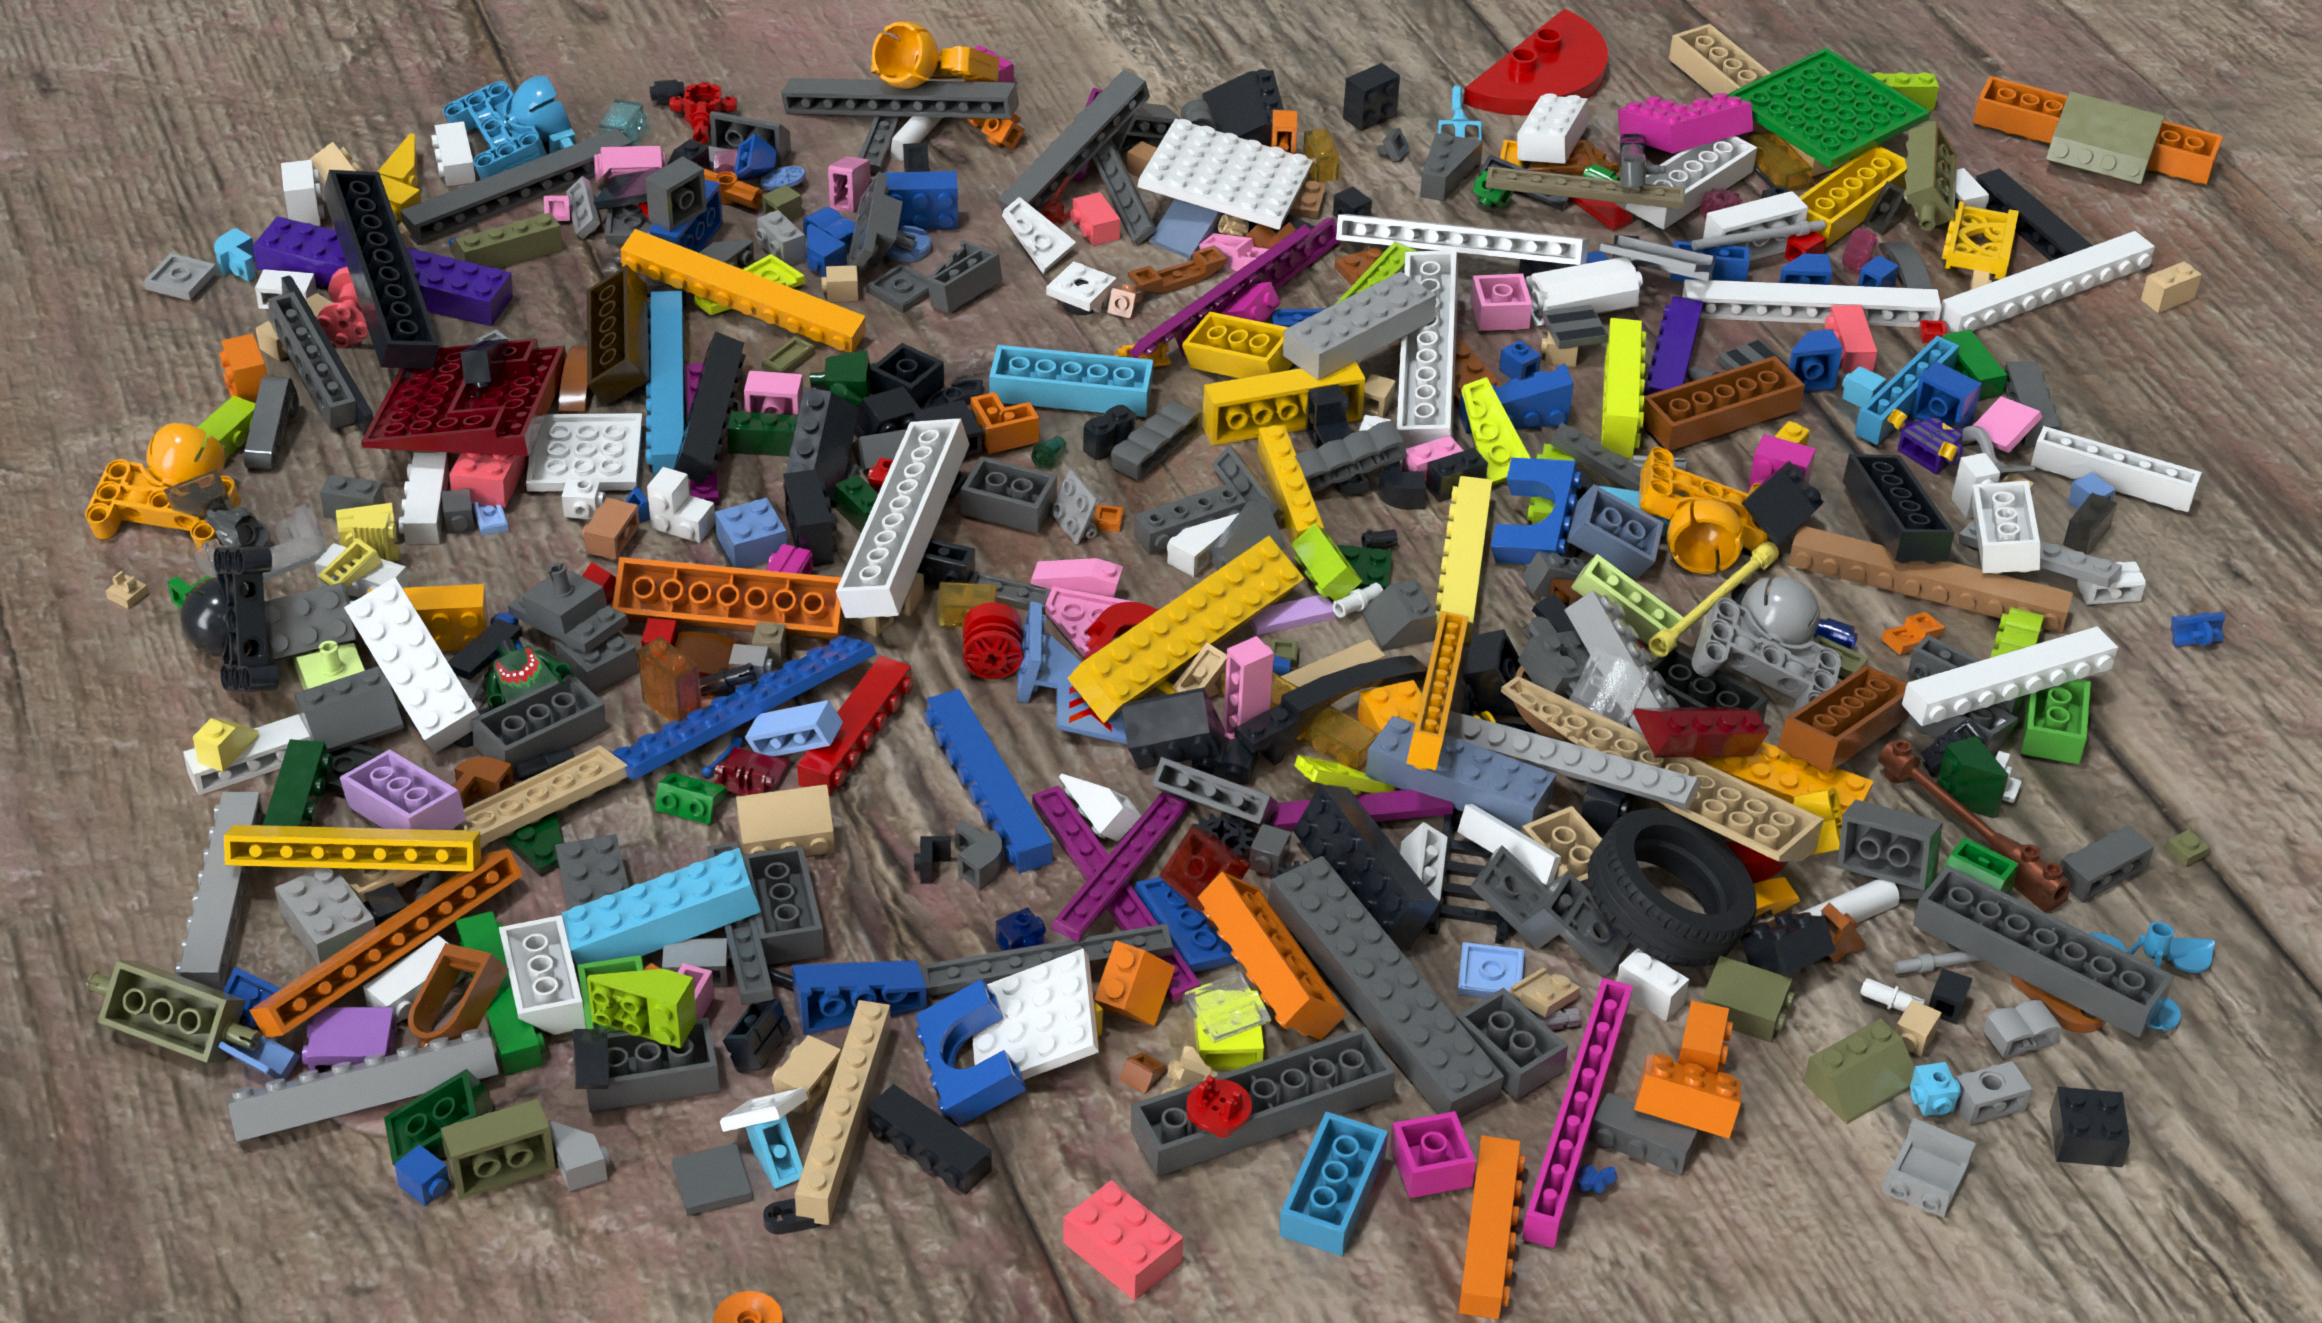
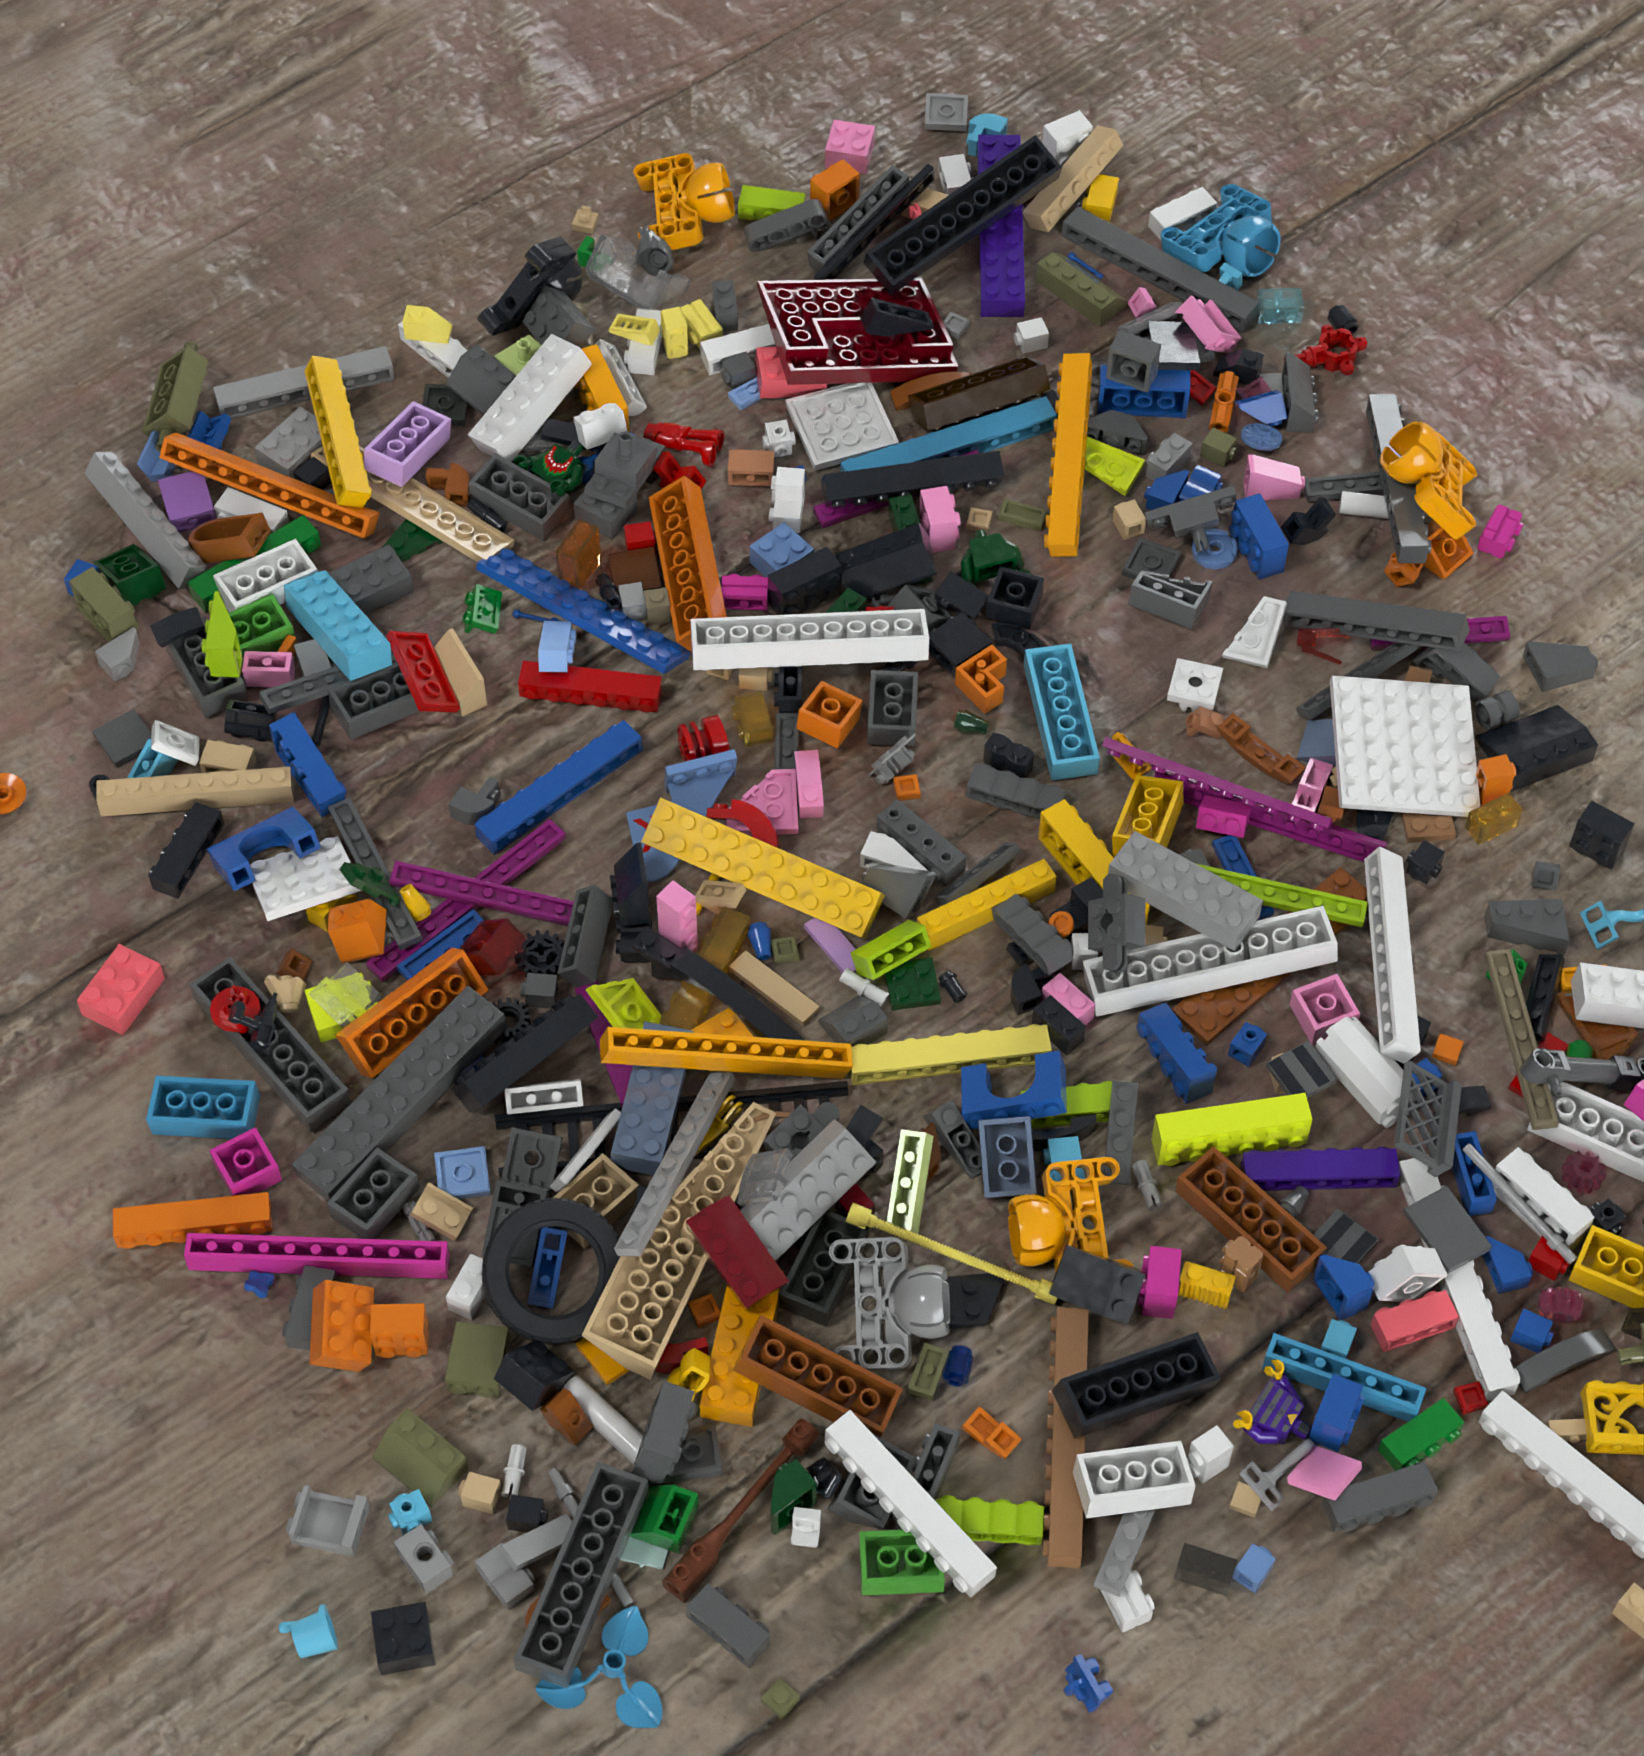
camera: 75 degrees right, 15 degrees up
(180, 353) = (852, 143): none -> bright pink brick
(199, 495) = (666, 217): clear smoke slope -> none
(299, 784) = (395, 387): dark green brick -> none
(403, 163) = (1144, 190): yellow slope -> none
(500, 609) = (599, 425): none -> white brick
(525, 576) = (677, 438): none -> red piece
(551, 289) = (1031, 335): none -> white brick
(750, 772) = (518, 639): dark red hinge -> none
(782, 841) = (423, 671): none -> red tile
(931, 850) = (463, 771): black bracket -> none
(998, 539) = (829, 714): none -> orange brick
(1020, 930) = (396, 847): clear blue brick -> none
(1075, 942) = (369, 880): none -> dark green wing
(1095, 219) = (1309, 671): coral brick -> none
(1106, 809) = (553, 863): white slope -> none
(1109, 922) = (416, 904): none -> yellow cone
(1163, 75) = (1559, 664): none -> dark grey slope
(1252, 1080) = (262, 1026): none -> black piece
(1342, 430) = (1062, 922): none -> orange tile
(1380, 378) = (1116, 923): none -> dark grey brick
(1490, 666) = (783, 1089): black brick -> none
(1492, 429) = (1110, 1046): neon yellow wing -> none
(1771, 285) = (1447, 1228): none -> dark grey tile
(1772, 412) = (1243, 1261): none -> medium nougat brick
(1813, 312) = (1407, 1273): none -> white brick
(1993, 986) = (536, 1543): none -> light grey tile
(2075, 1202) = (312, 1634): none -> medium azure hat
(2122, 469) = (1297, 1584): white brick -> none

